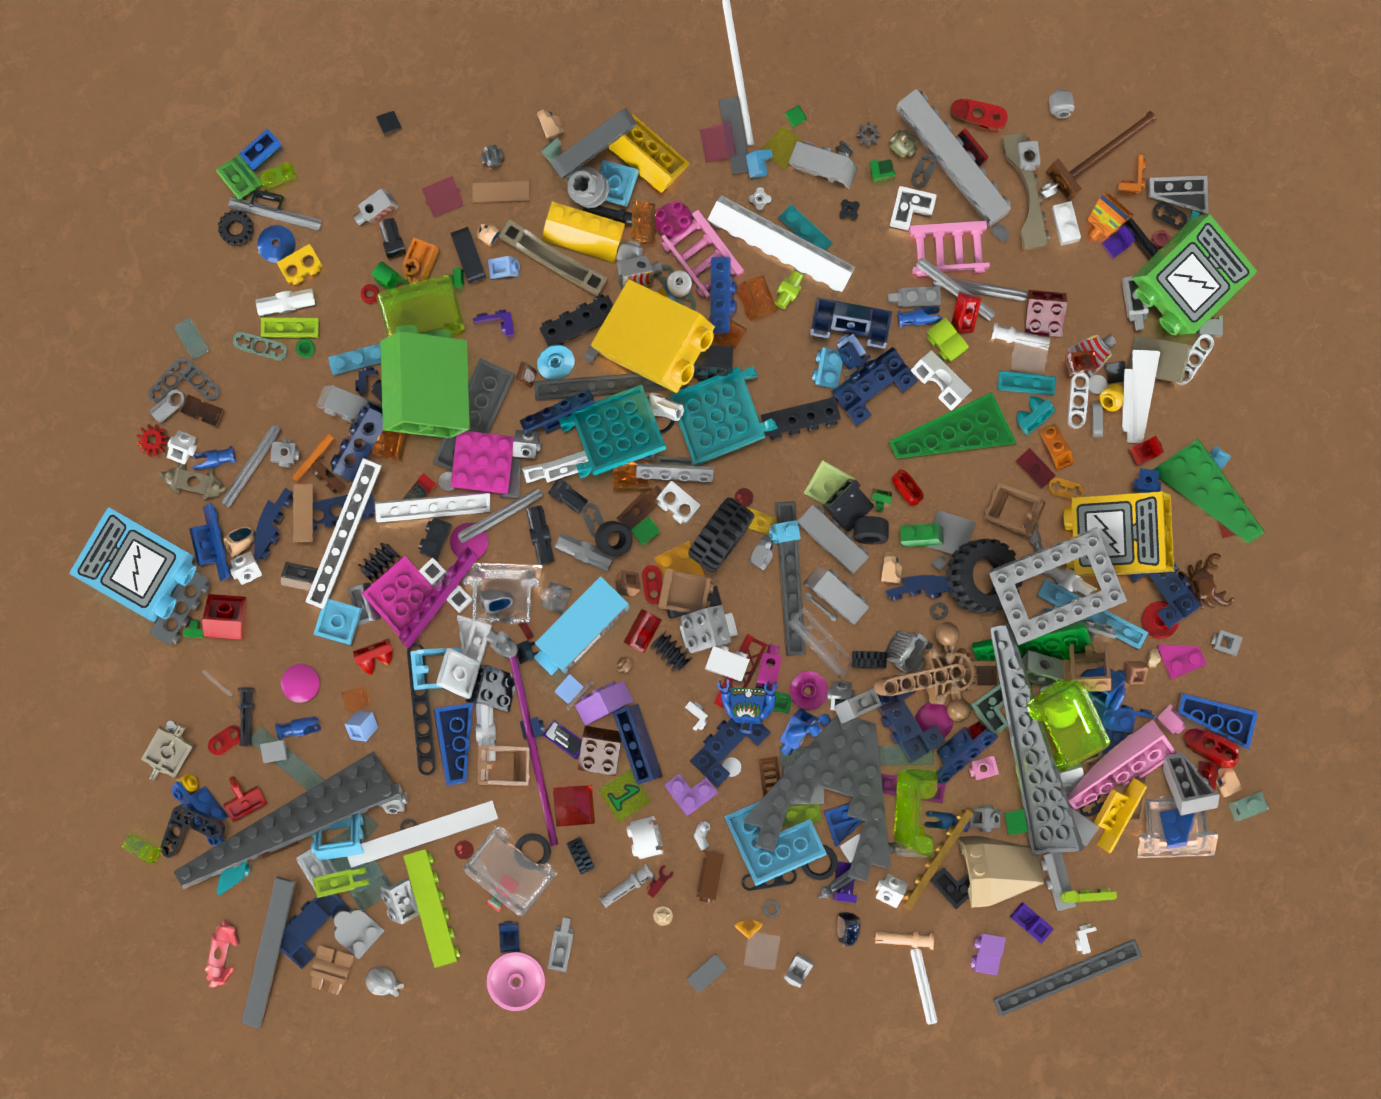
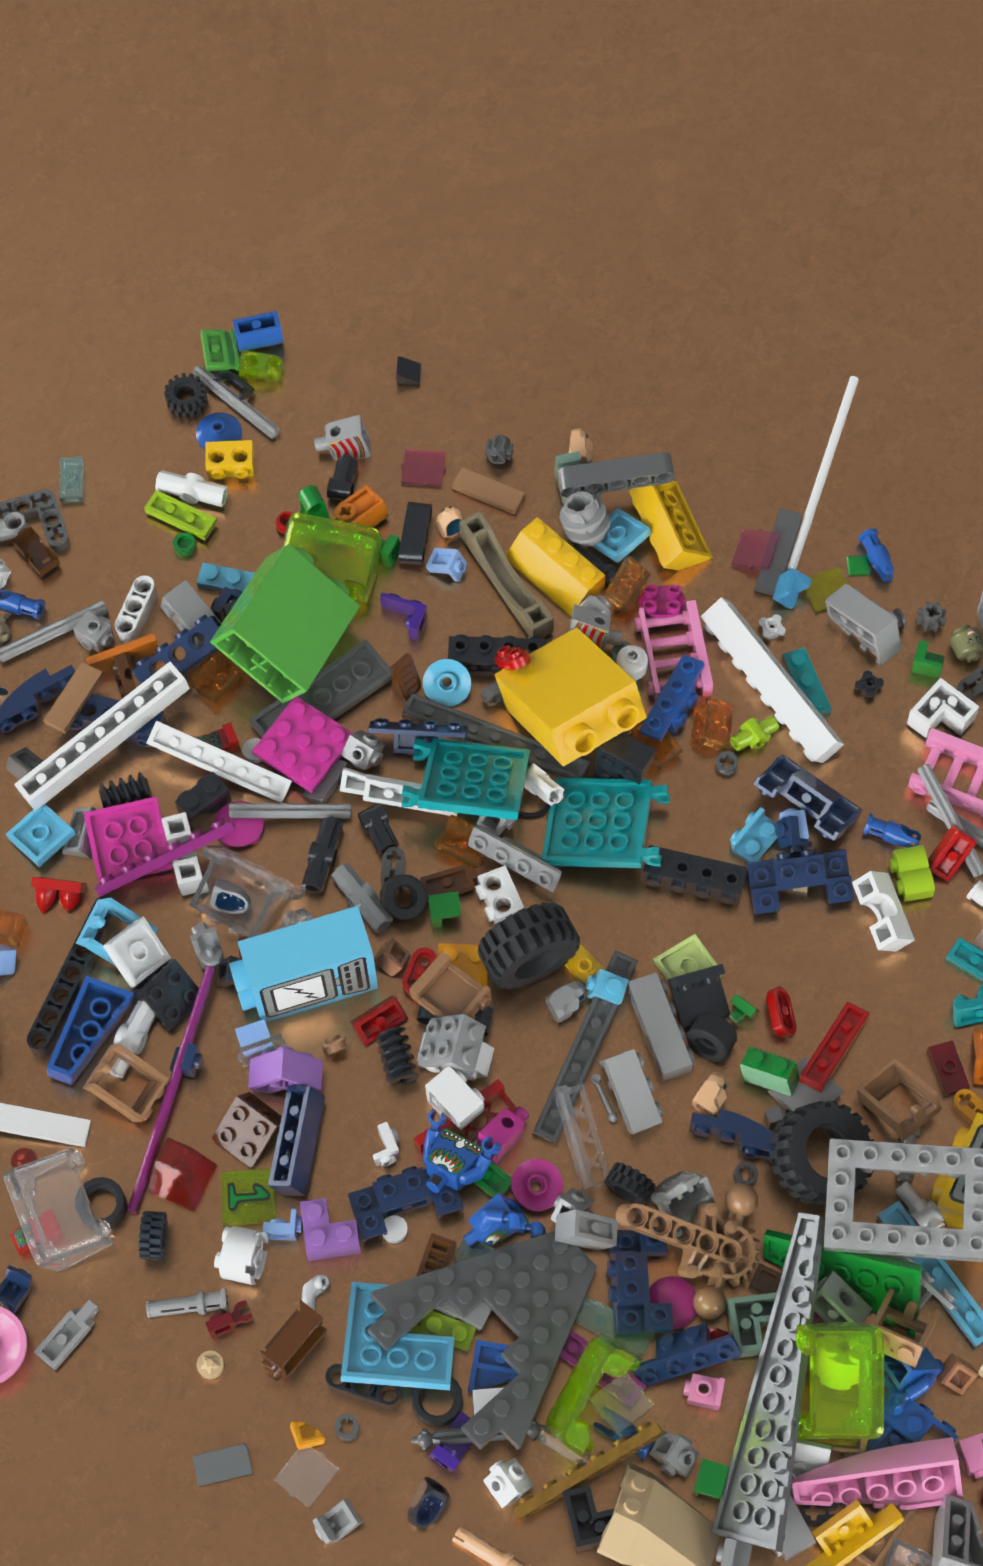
camera: 30 degrees right, 20 degrees down
(244, 347) = (142, 528): sand green beam -> none
(306, 428) = (136, 600): none -> white beam
(473, 637) = (177, 927): white wing -> none
(564, 739) = (214, 1092): slope -> none
(597, 327) = (512, 658): none -> red plate
(658, 807) = (280, 1230): none -> light blue bracket
(744, 497) = (583, 929): clear red tile -> none
(785, 324) = (722, 757): none -> dark grey bush
(807, 102) = (877, 554): none -> blue piece
(916, 297) = (898, 810): light grey hinge -> none
(938, 807) = (621, 1403): none -> clear piece
(954, 494) = (834, 1047): none -> red tile
(966, 428) = (885, 980): green wing -> none

